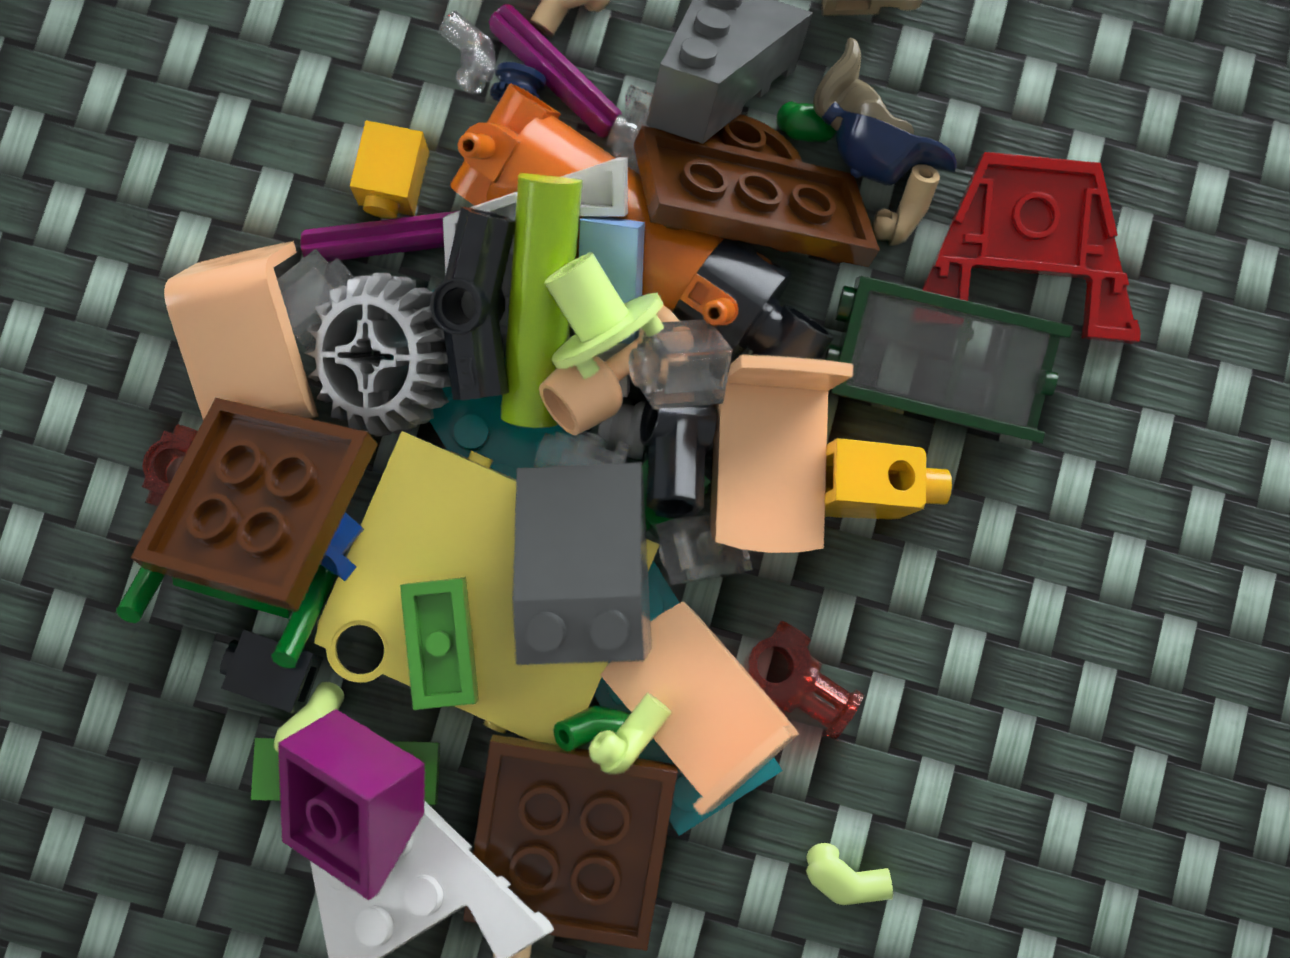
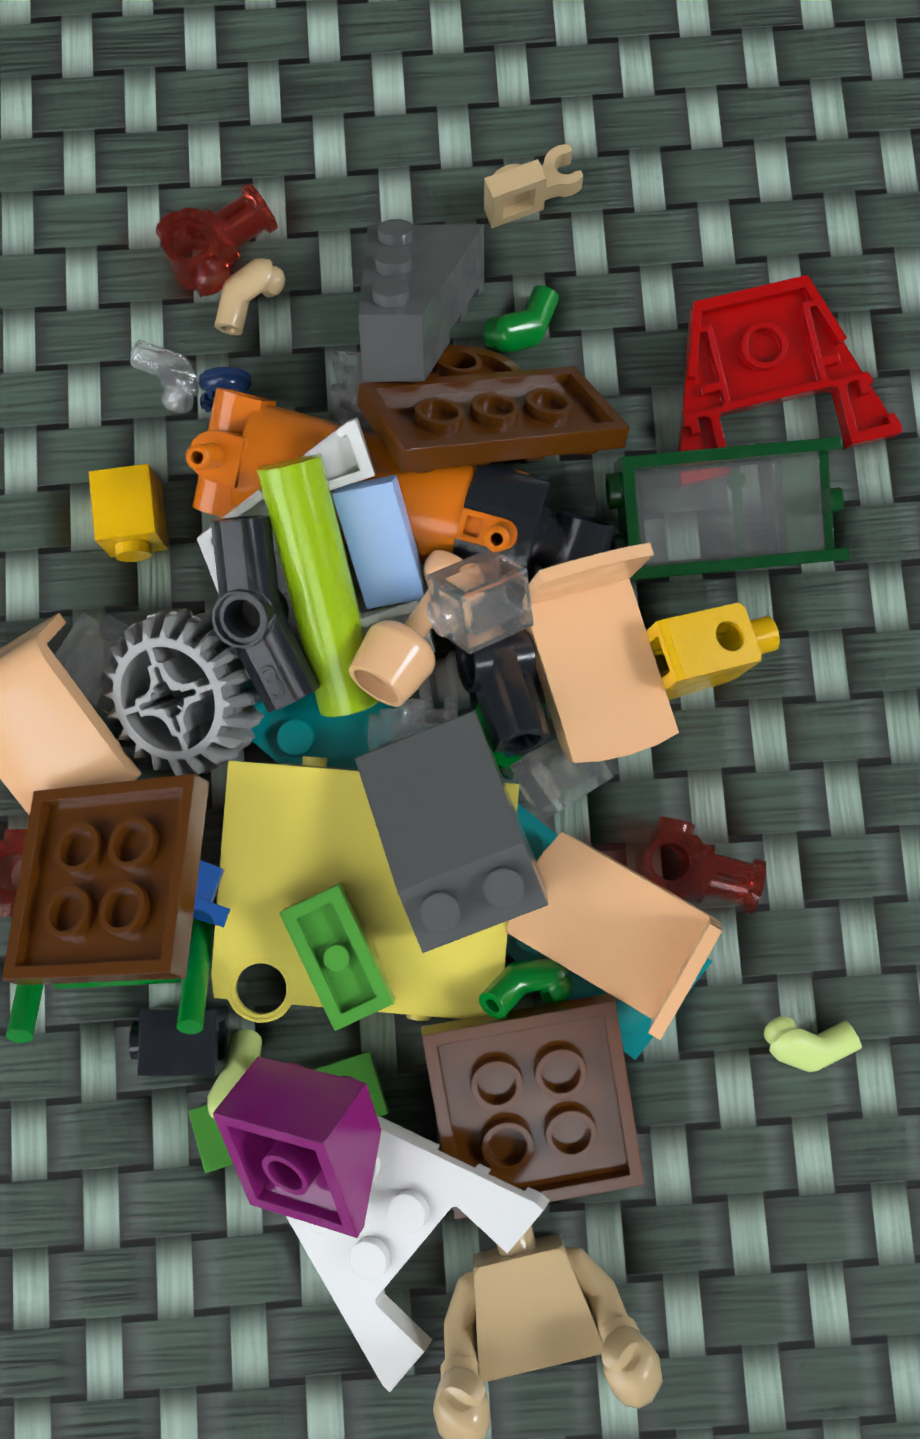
camera: 10 degrees left, 0 degrees up
(375, 237) = (138, 582): magenta axle -> none
(560, 73) = (263, 366): magenta axle -> none
(596, 313) = (381, 579): yellowish green piece -> none
(619, 750) = (553, 999): yellowish green arm -> none
(866, 132) = (579, 323): dark blue hair -> none
(912, 207) = (643, 376): tan arm -> none

